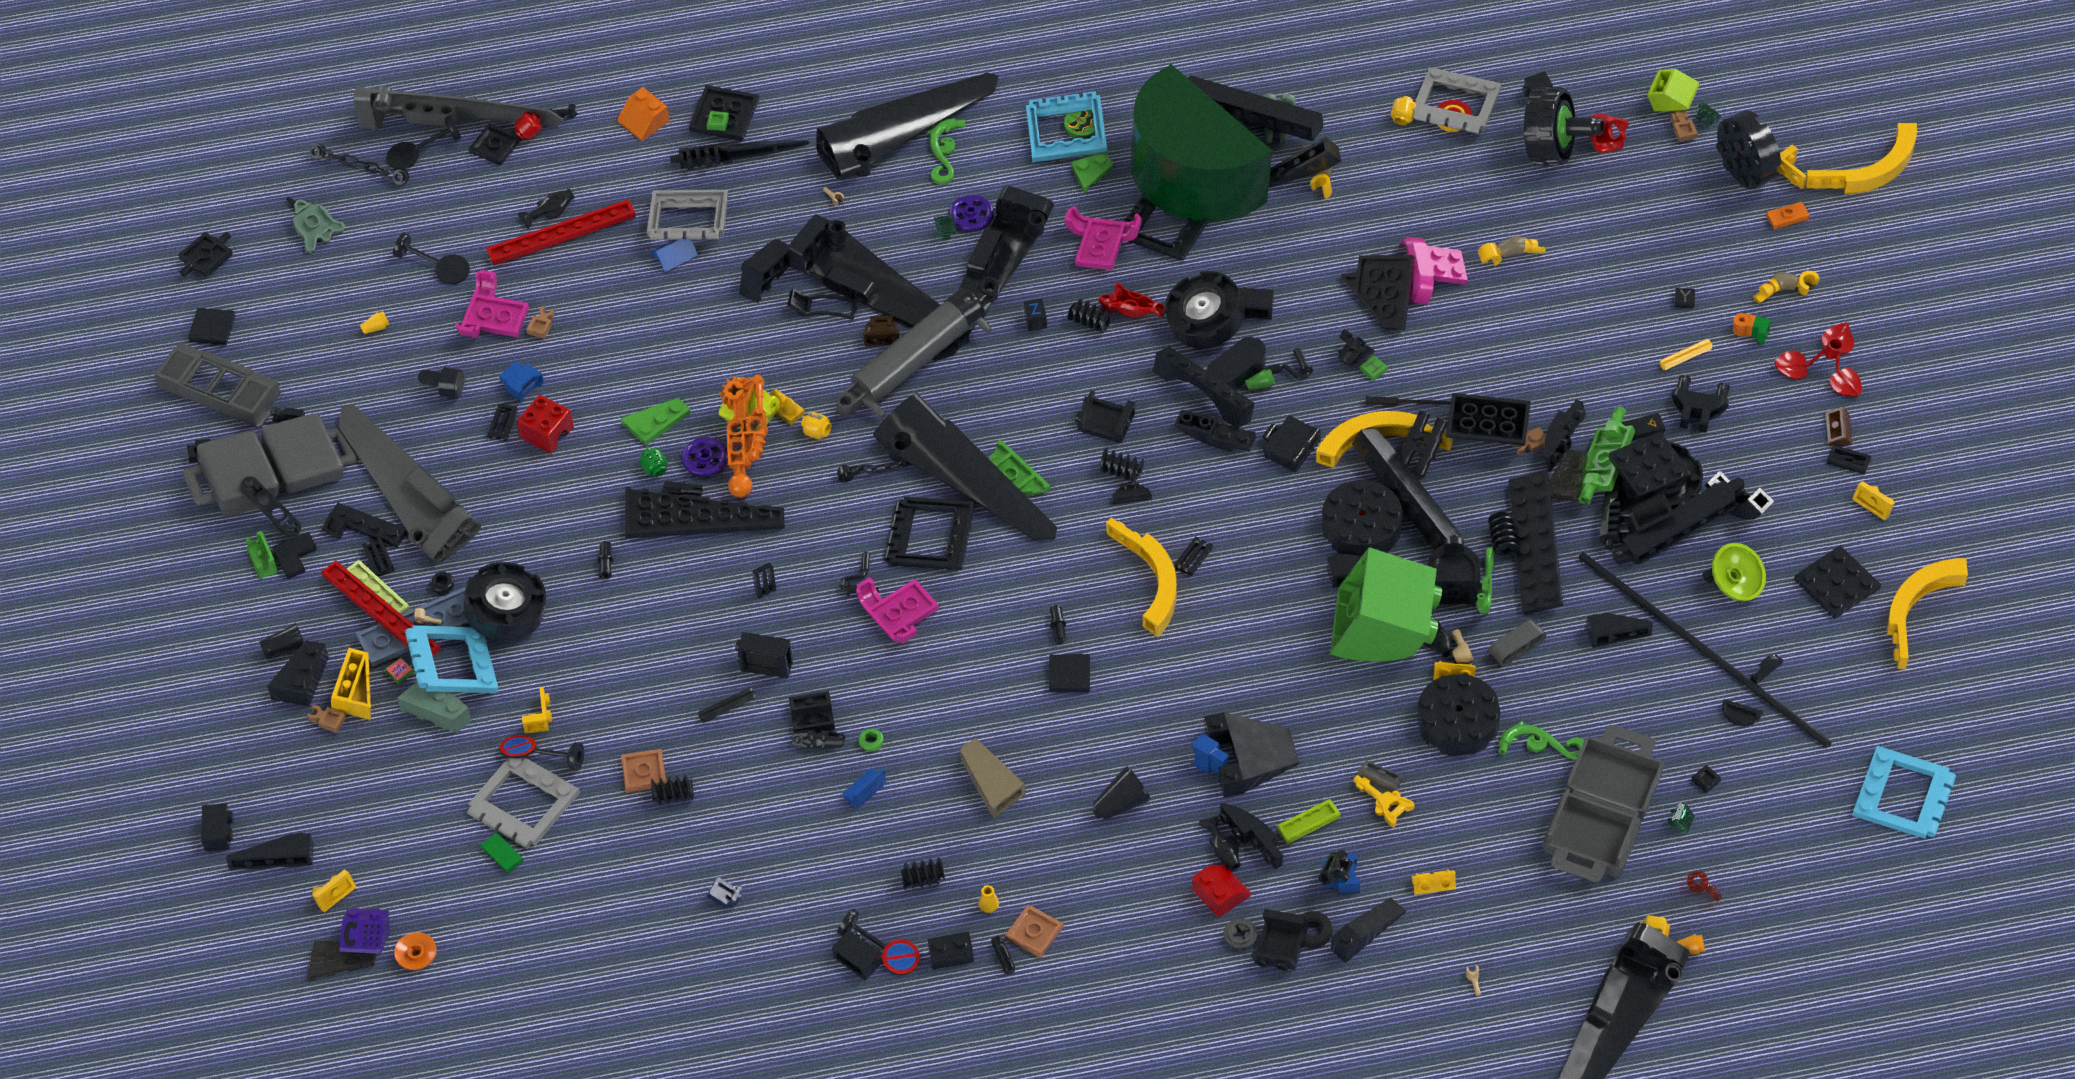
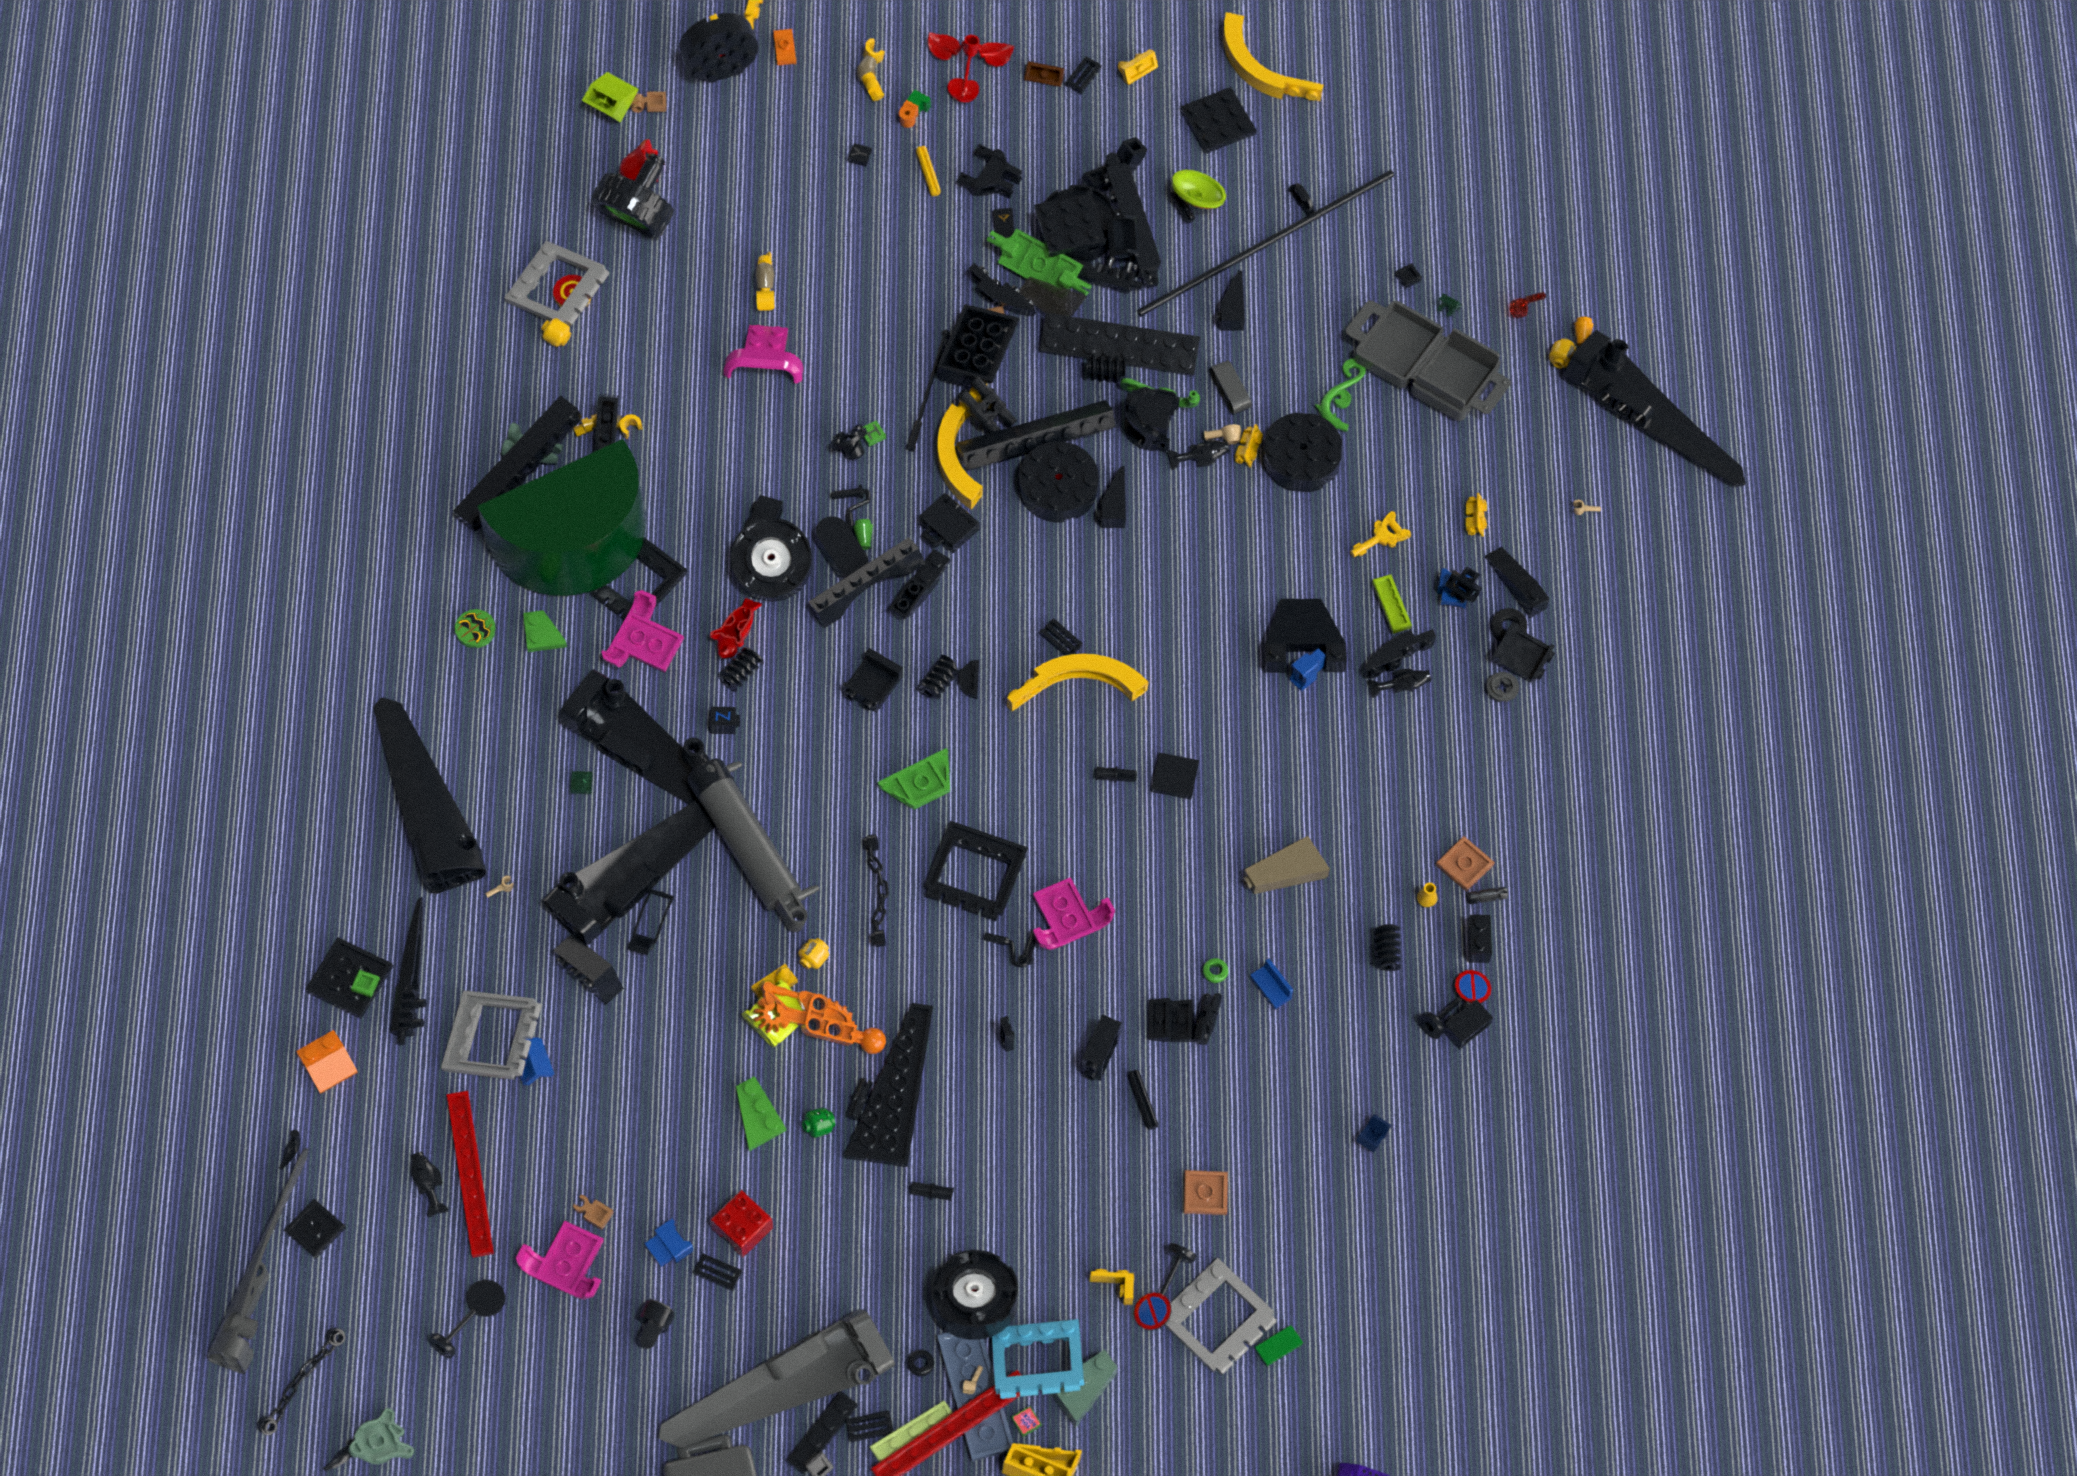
camera: 85 degrees left, 10 degrees up
(375, 323) = (543, 1389): yellow cone -> none
(406, 153) = (299, 1330): black piece -> none
(412, 944) = (1386, 1434): orange dish -> none
(528, 125) = (307, 1185): red head -> none
(672, 789) = (1239, 1165): black piece -> none
(709, 443) = (809, 1083): dark purple plate -> none
(880, 331) = (704, 872): dark brown piece -> none
(940, 151) = (470, 772): bright green plant -> none
(955, 460) = (894, 830): black panel -> none
(969, 200) = (561, 741): dark purple plate -> none
(1077, 146) = (508, 647): medium azure hinge -> none
(1120, 795) = (1335, 754): black cone -> none
(1219, 889) = (1453, 693): red slope -> none
(1380, 777) = (1354, 532): dark grey slope -> none
(1384, 287) = (782, 398): black wing -> none
(1385, 609) = (1183, 481): bright green brick -> none
(1535, 81) = (563, 210): black brick -> none
(1706, 111) = (638, 77): clear green tile -> none
(1740, 714) = (1344, 232): black tile -> none
(1875, 782) = (1444, 151): medium azure hinge -> none

